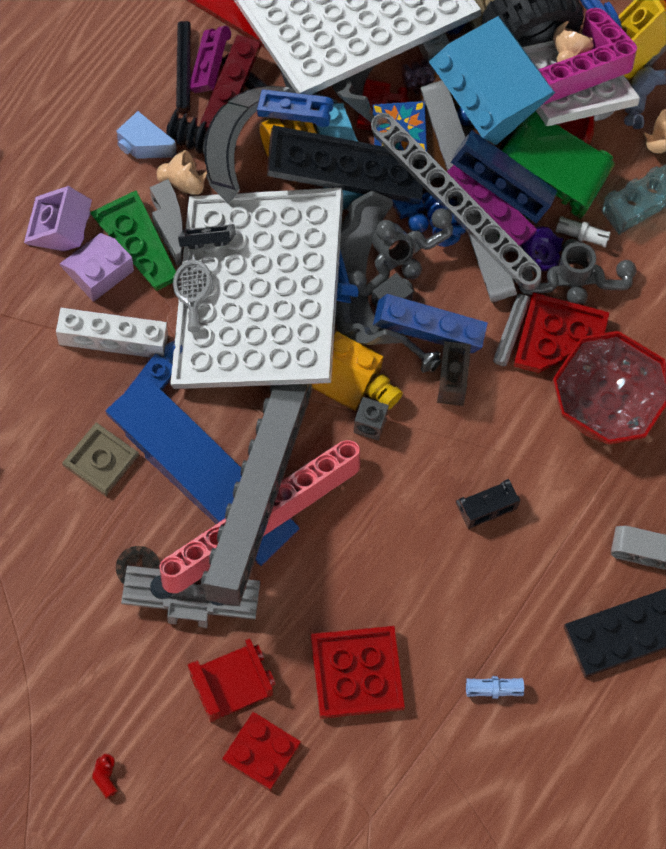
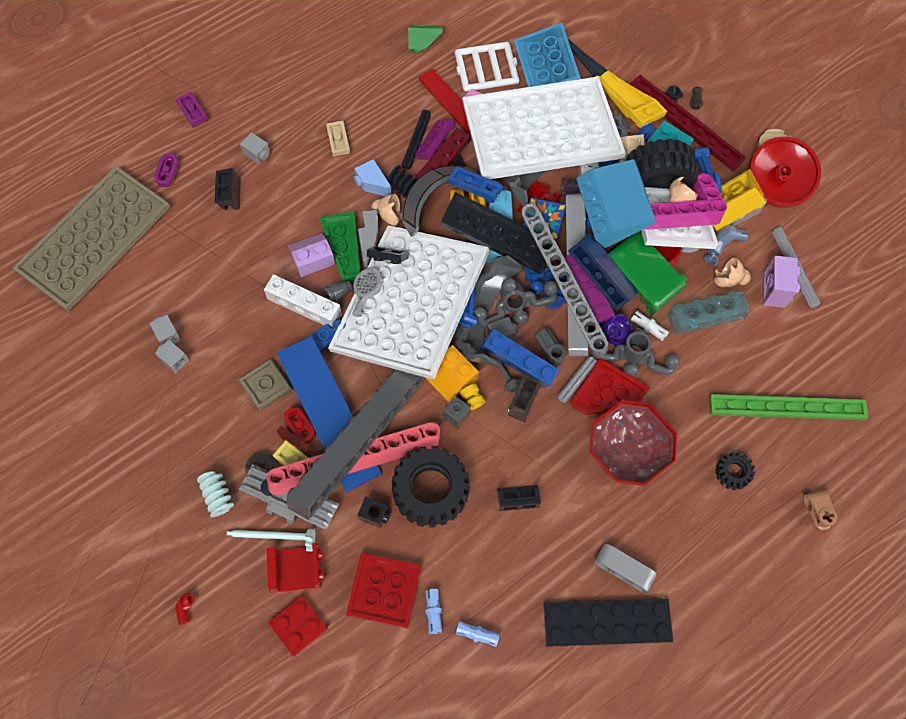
camera: 20 degrees right, 0 degrees up
(58, 220) = (297, 216): lavender slope -> none
(74, 95) = (338, 138): none -> tan plate
(90, 619) = (214, 493): none -> light aqua piece
(153, 304) = (337, 291): none -> dark grey cone
(166, 519) = (284, 434): none -> clear red tile
(169, 539) = (288, 454): none -> light yellow plate
(171, 496) = (300, 426): none -> red plate
(194, 646) = (309, 536): none -> light aqua piece
(300, 587) = (369, 505): none -> black brick
(376, 489) = (424, 461): none -> black tyre
(429, 677) = (433, 611): none -> light blue pin
(463, 296) = (550, 346): none -> dark grey piece

